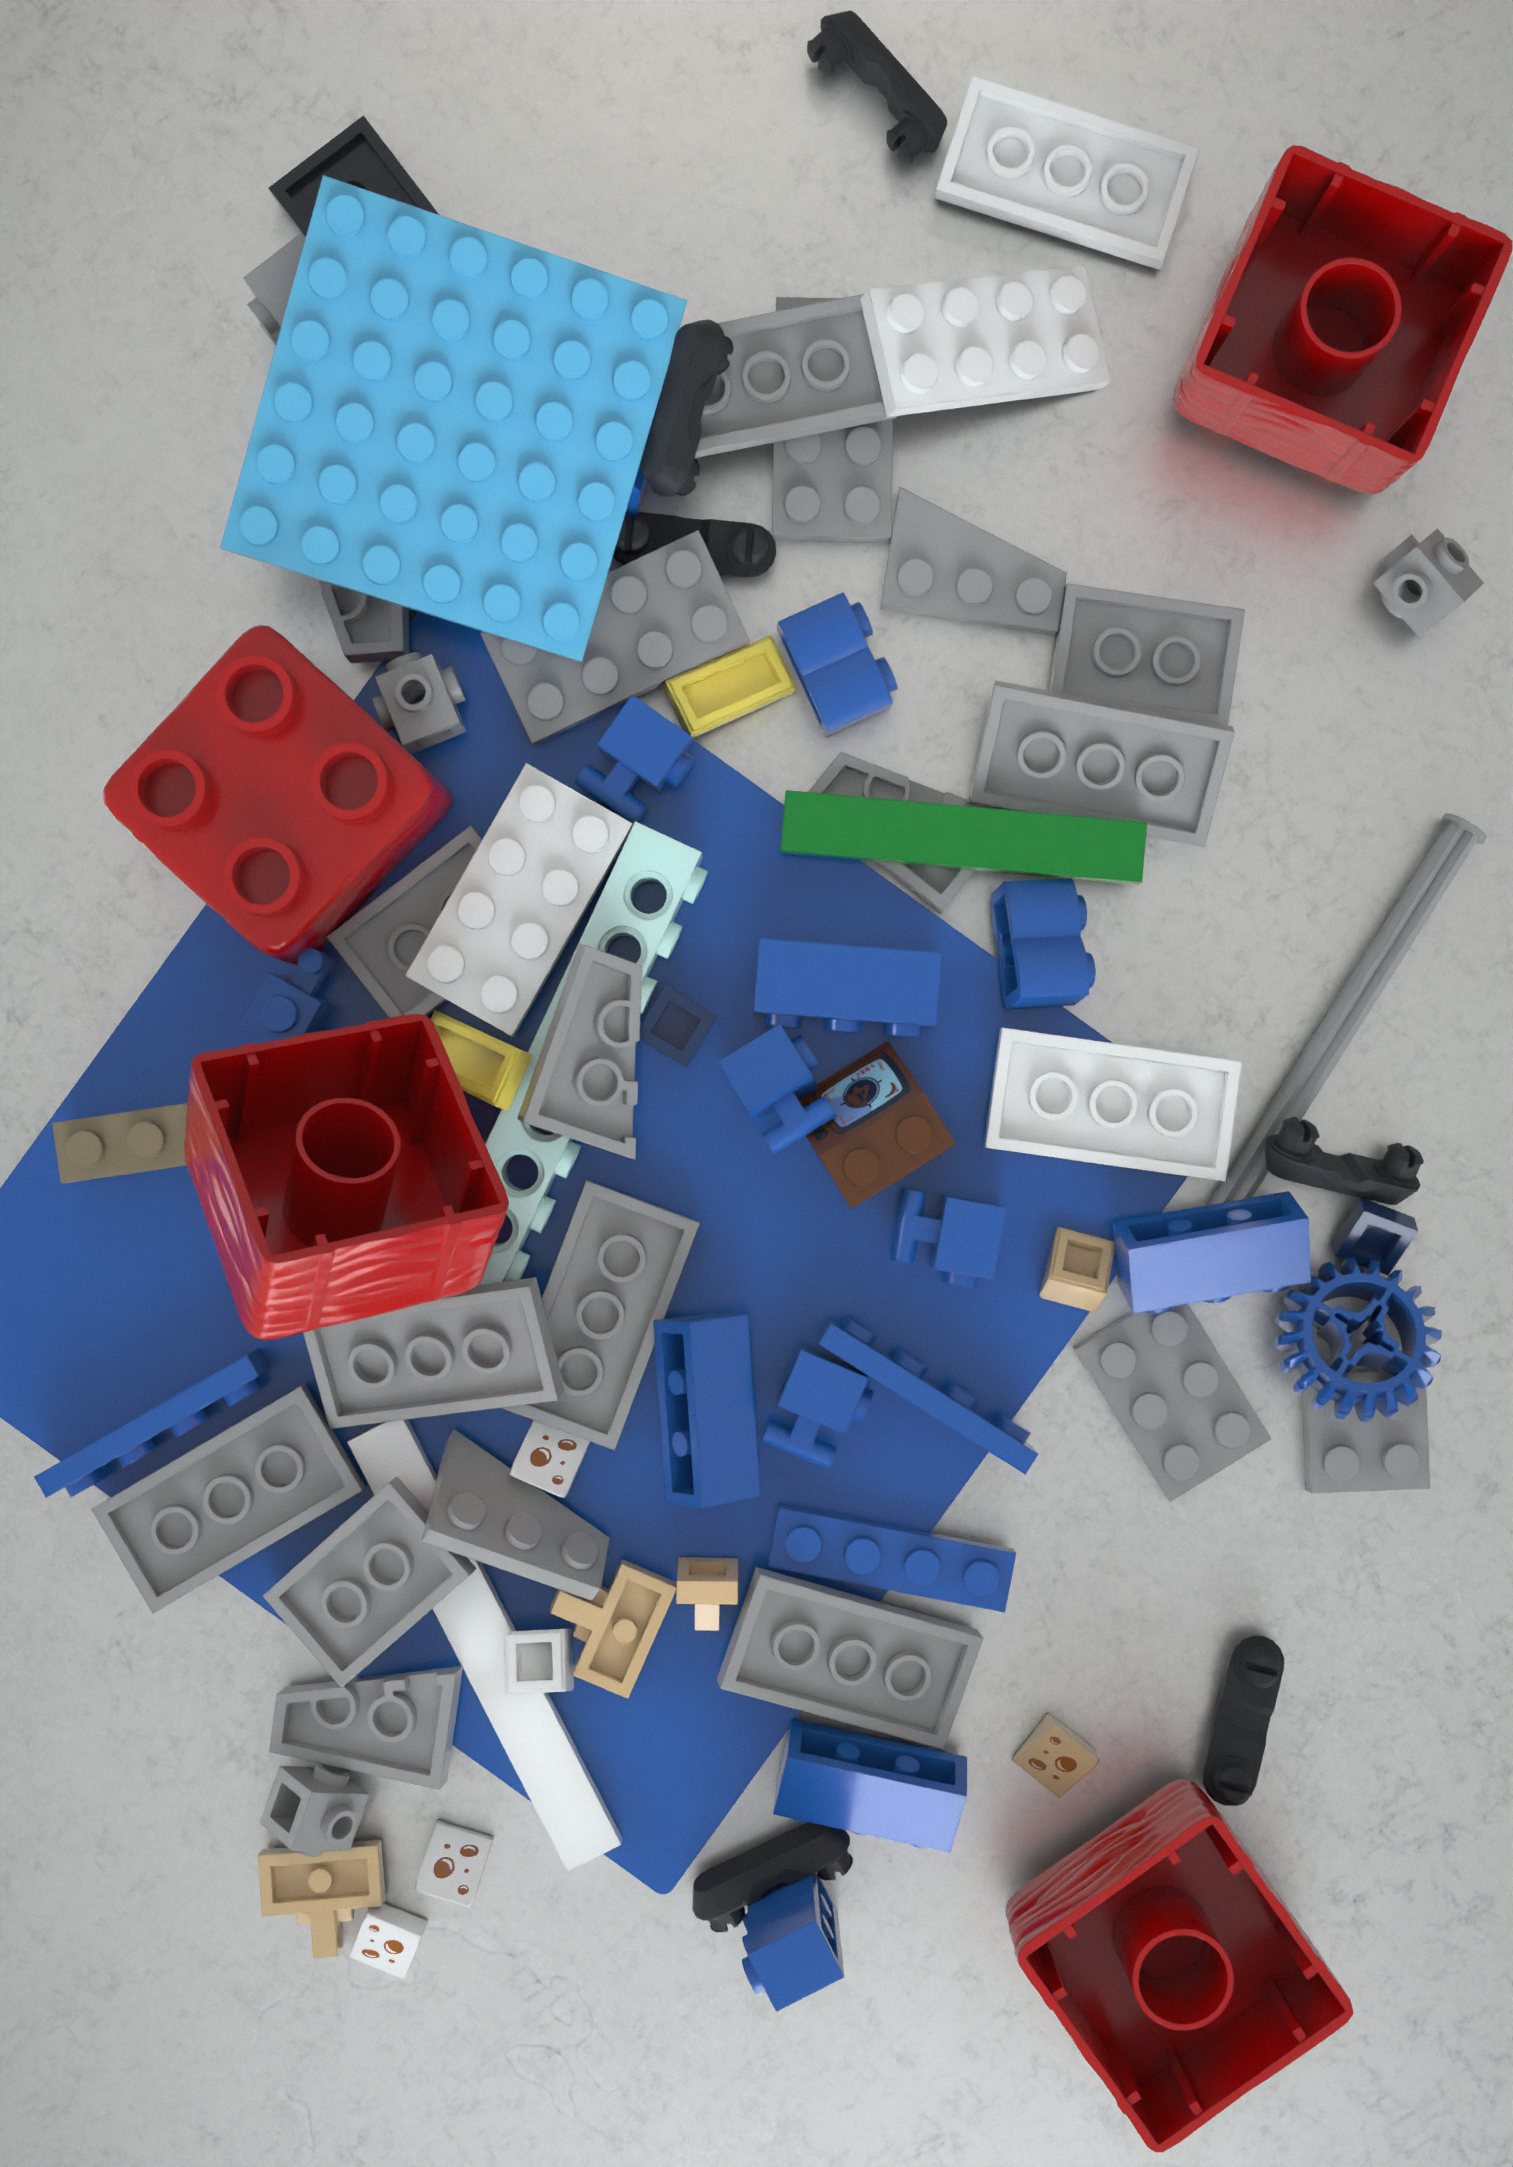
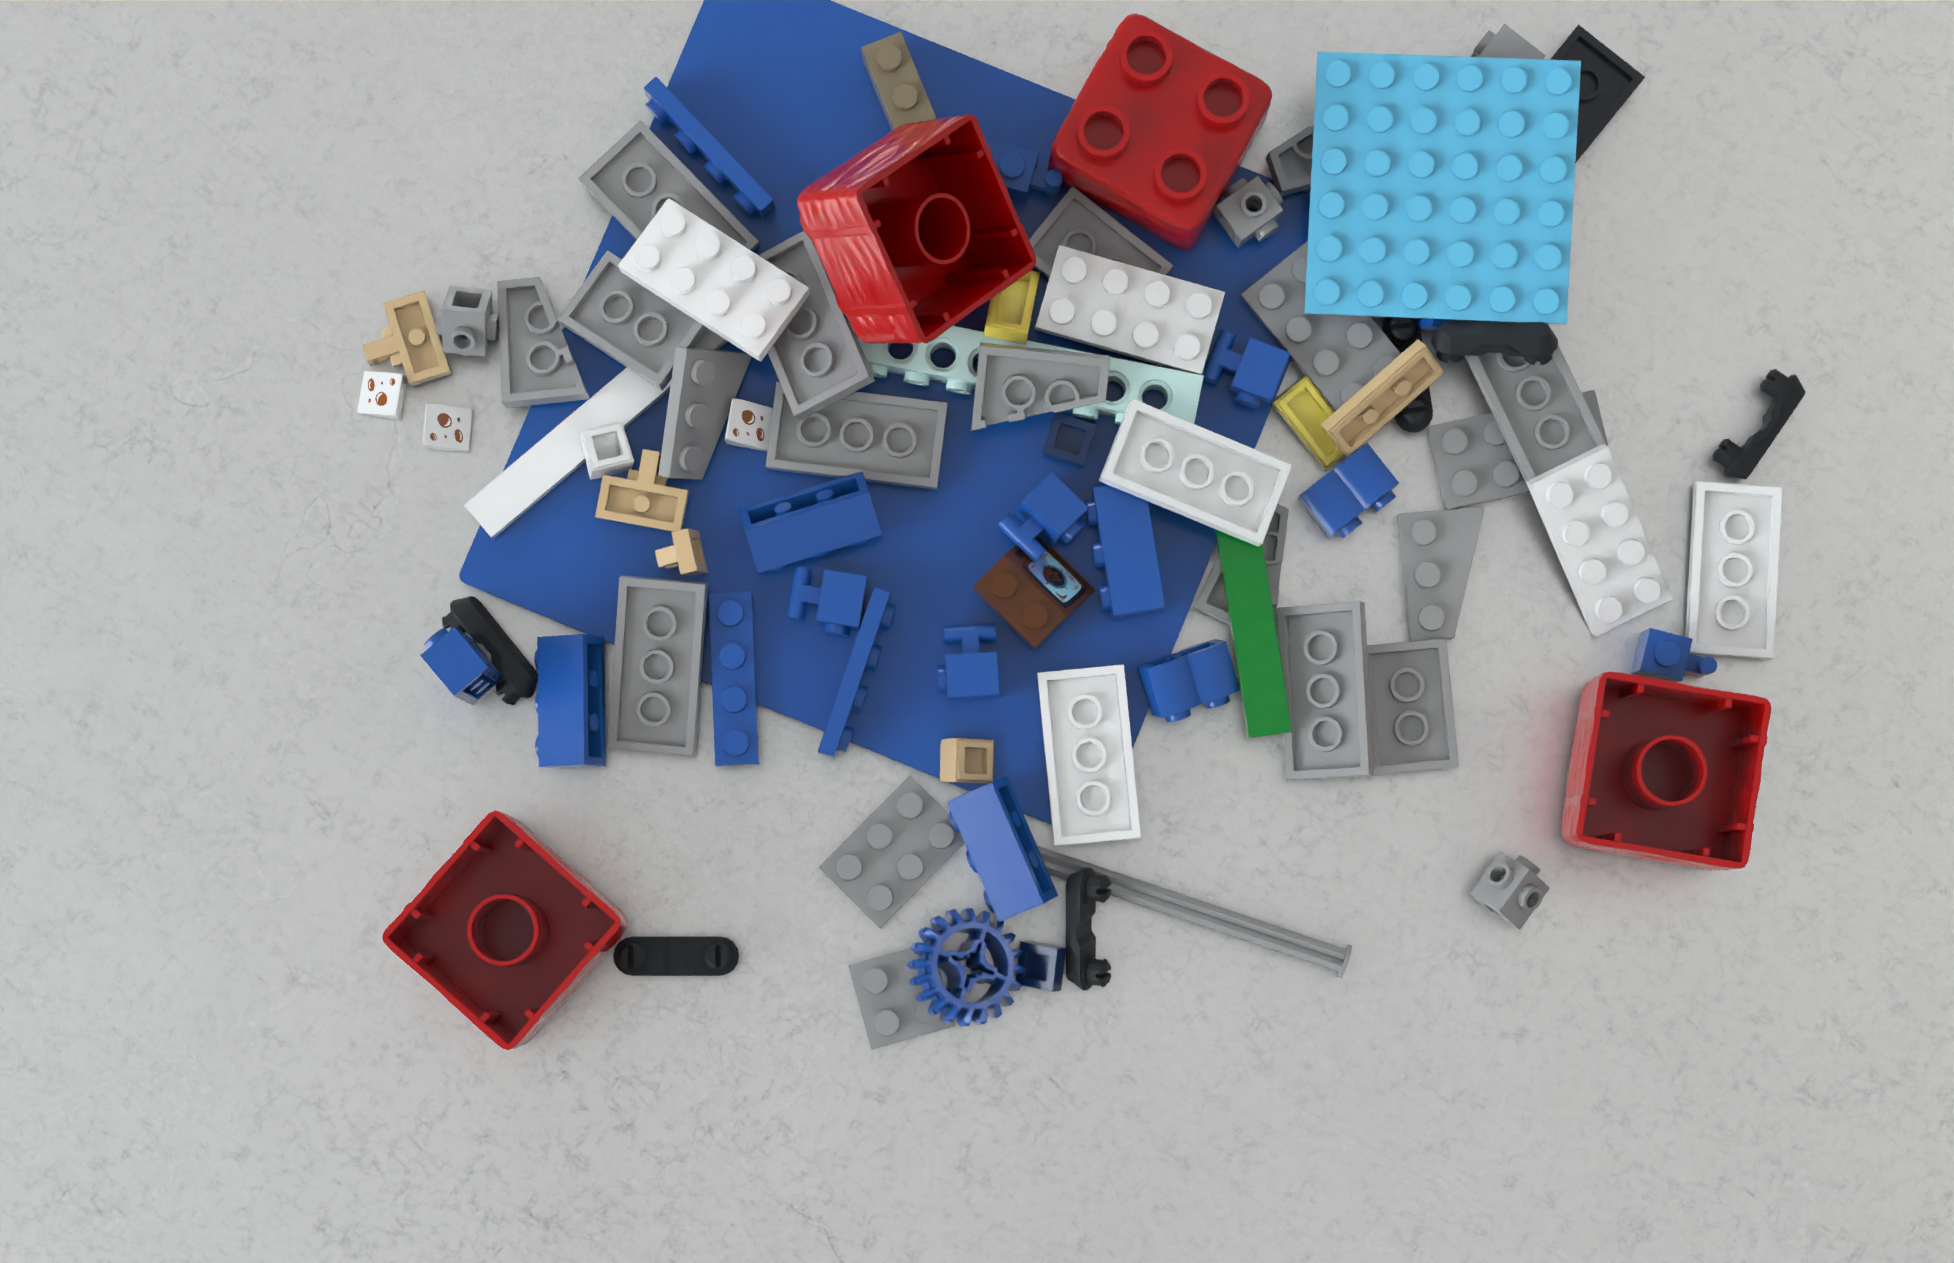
camera: 75 degrees right, 5 degrees down
(340, 1464) = (714, 279): none -> white plate
(723, 583) = (1382, 398): none -> tan tile
(768, 866) = (1195, 472): none -> white plate
(1056, 1756) = (618, 830): tan slope -> none
(1166, 289) = (1668, 657): none -> blue brick

